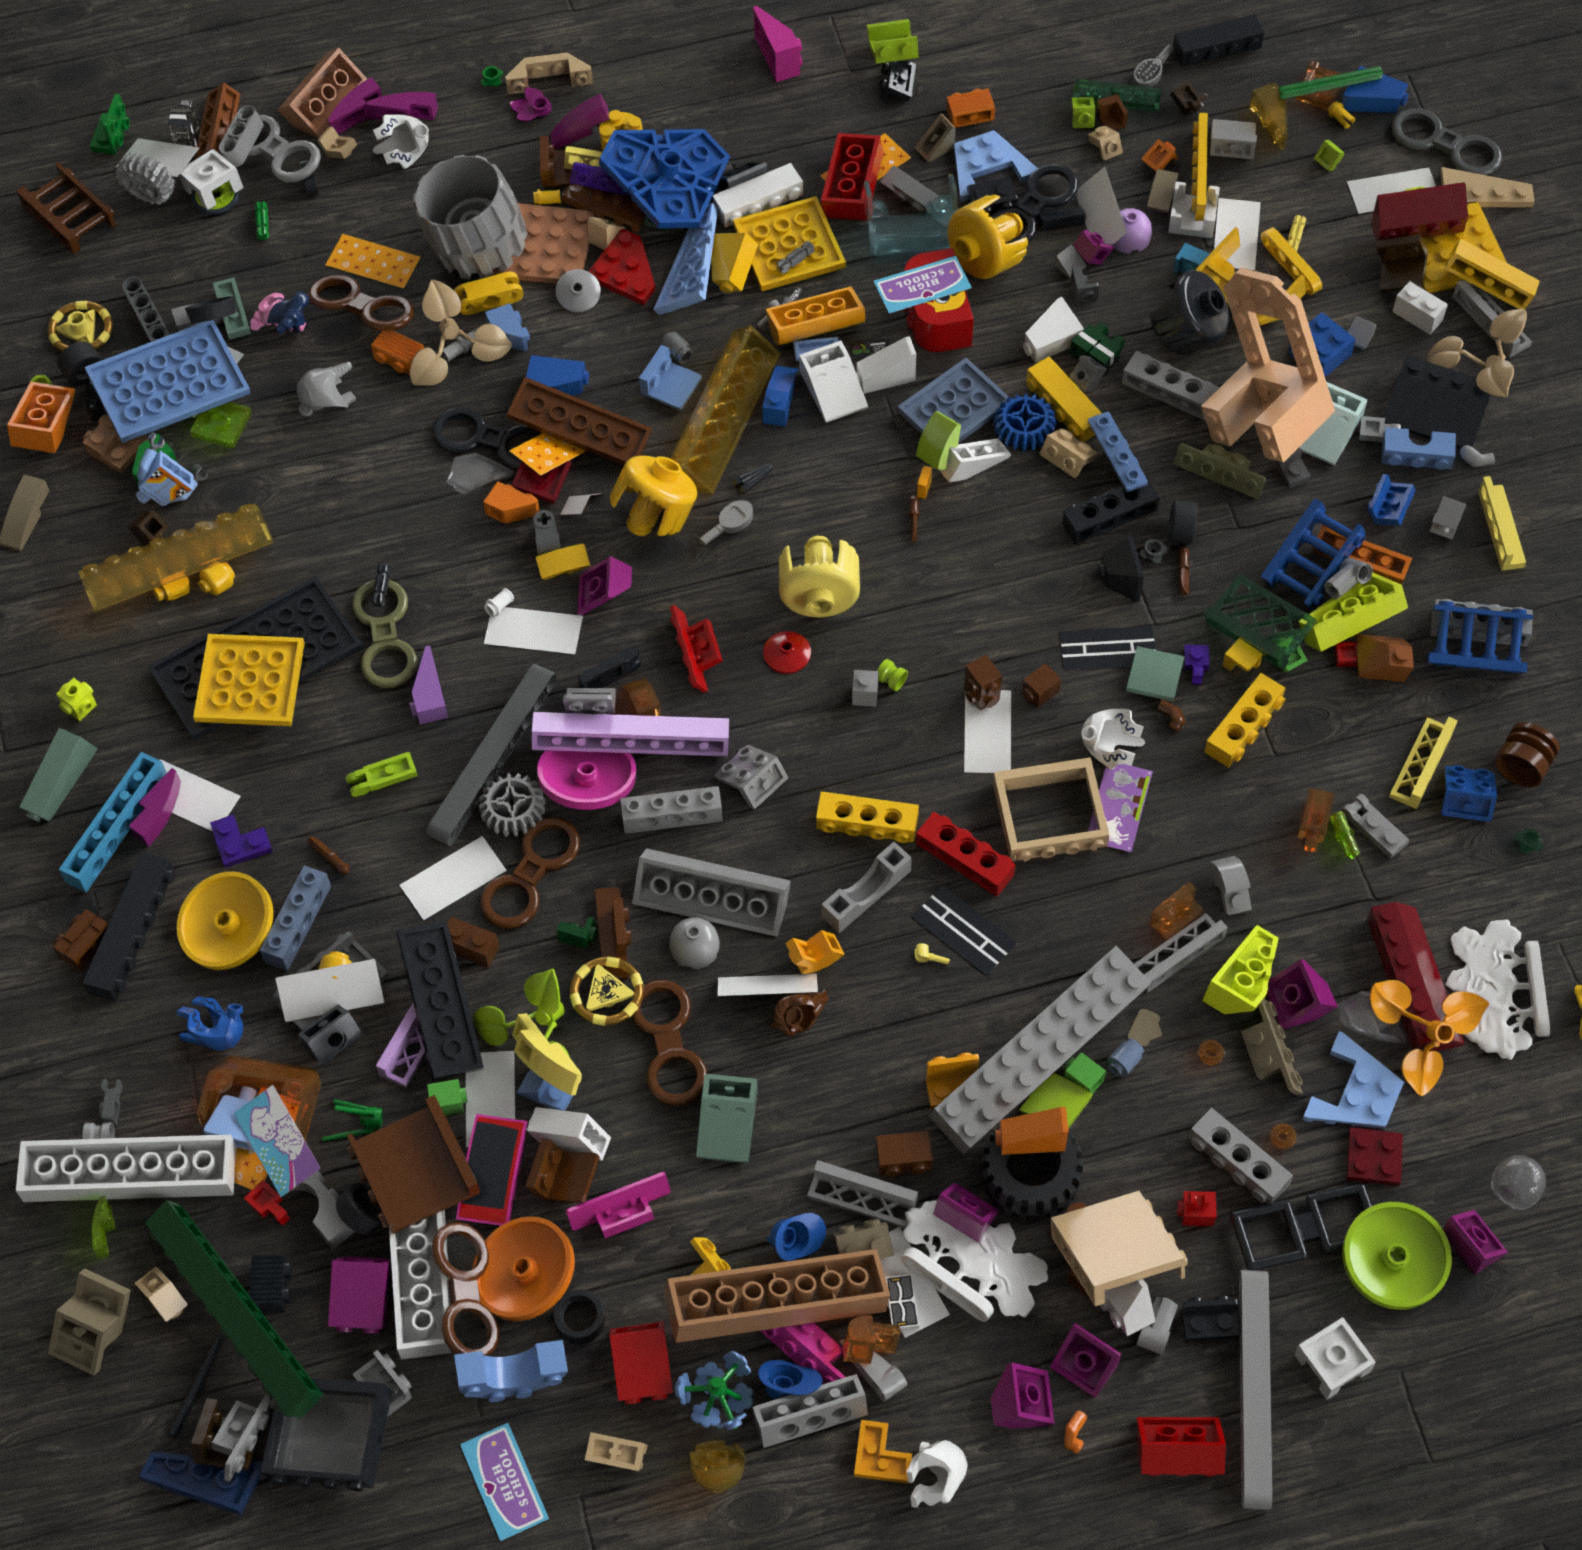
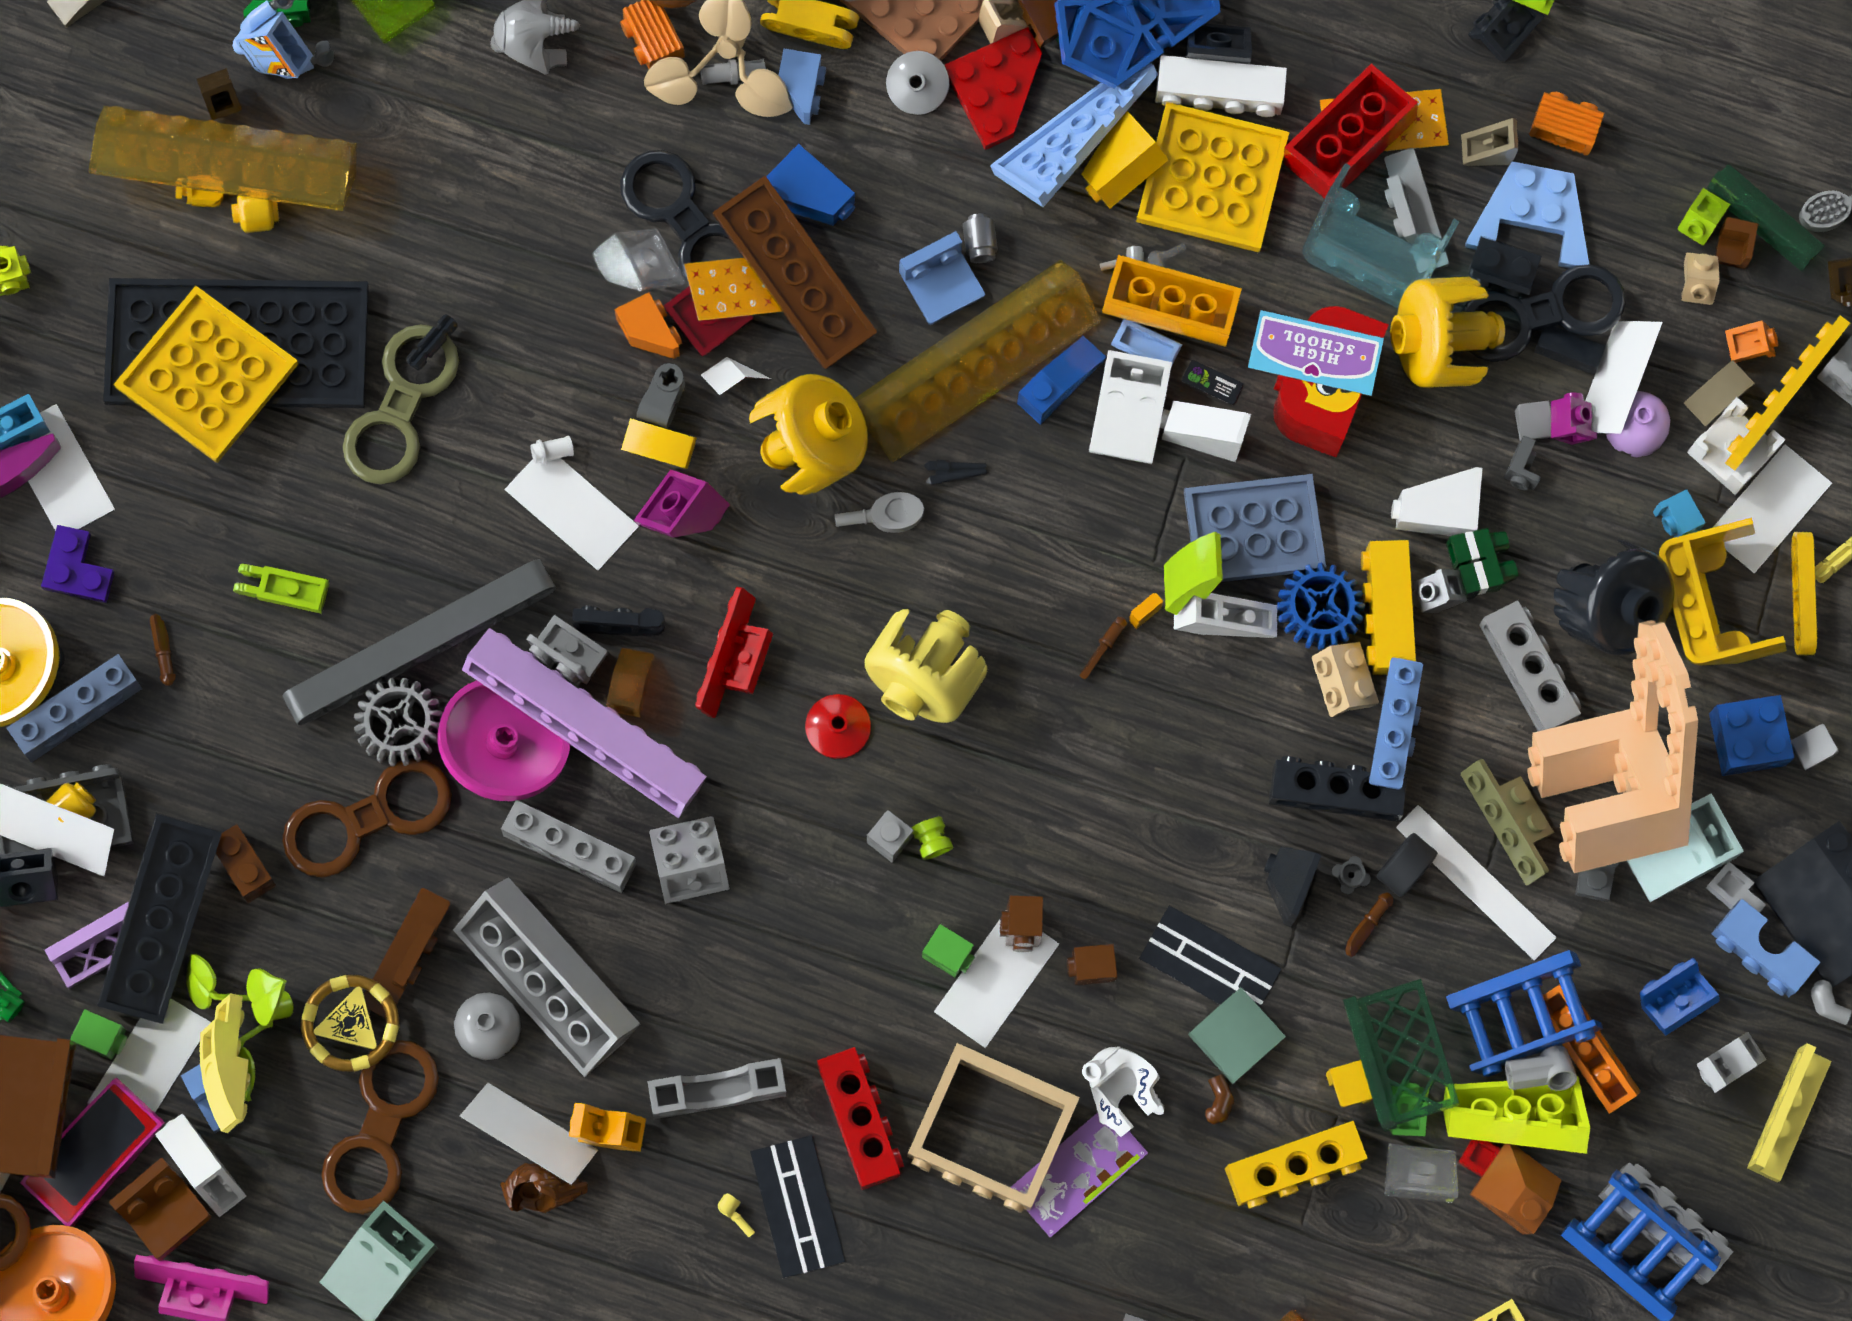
camera: 25 degrees right, 15 degrees up
(427, 692) = (397, 516): medium lavender slope -> none
(452, 878) = (280, 766): white sticker -> none
(575, 935) = (362, 927): dark green bracket -> none
(795, 257) = (1202, 205): dark grey axle -> none
(860, 807) = (749, 959): yellow brick -> none
(949, 730) = (949, 951): none -> bright green brick
(1196, 659) = (1299, 1049): dark purple plate -> none
(1235, 515) = (1479, 884): none -> white sticker
(1323, 683) = (1421, 1173): none -> clear slope

